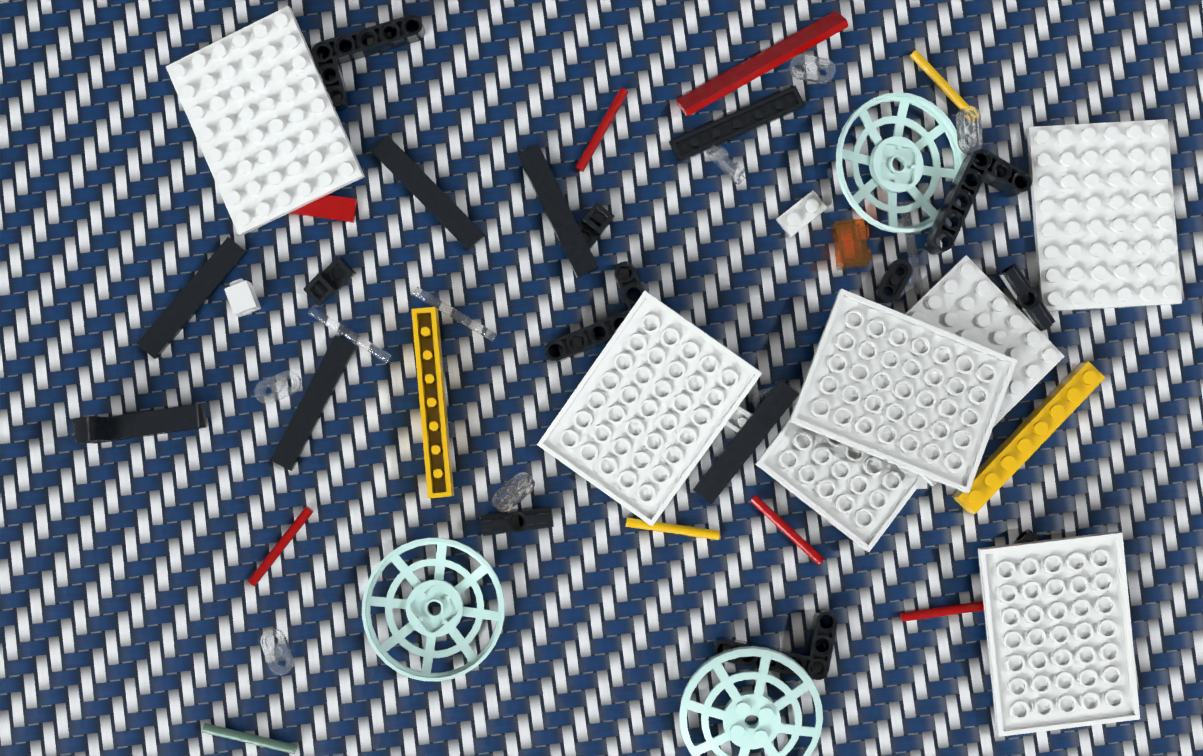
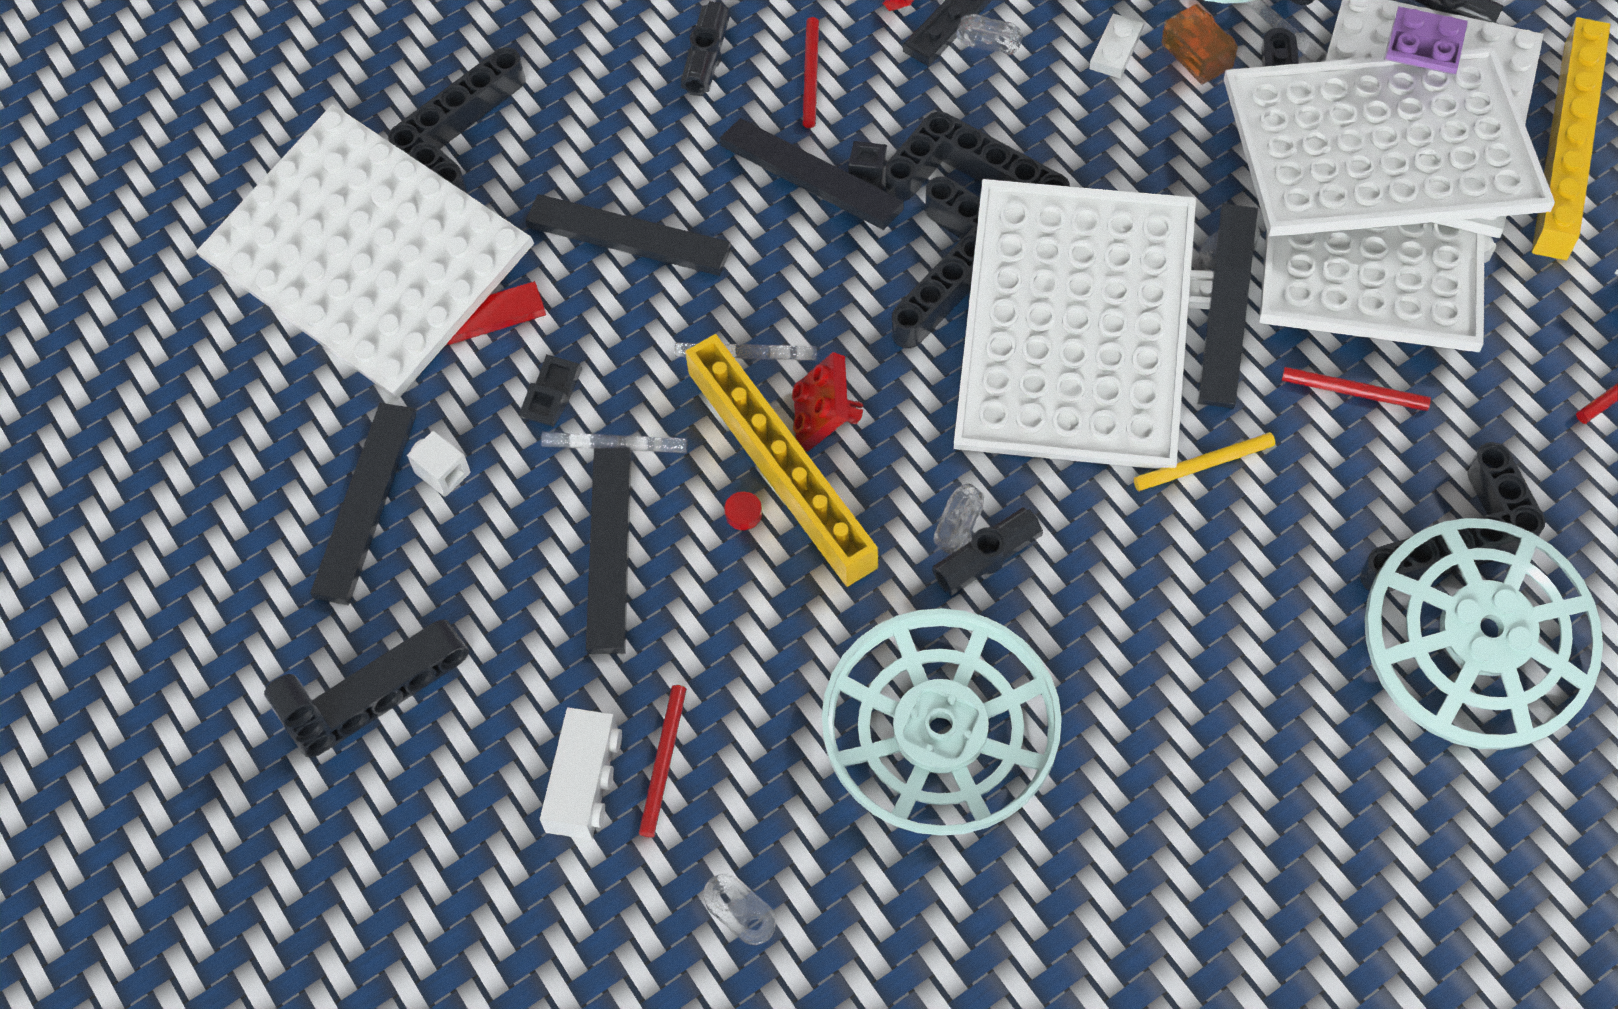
camera: 20 degrees left, 25 degrees down
(232, 533) = (580, 774): none -> white brick
(278, 386) = (544, 551): clear plate -> none
(399, 419) = (743, 510): none -> red tile
(475, 381) = (823, 402): none -> red plate
(552, 66) = (705, 48): none -> black piece
(661, 257) = (964, 148): none -> black beam
(966, 346) = (1426, 40): none -> medium lavender slope

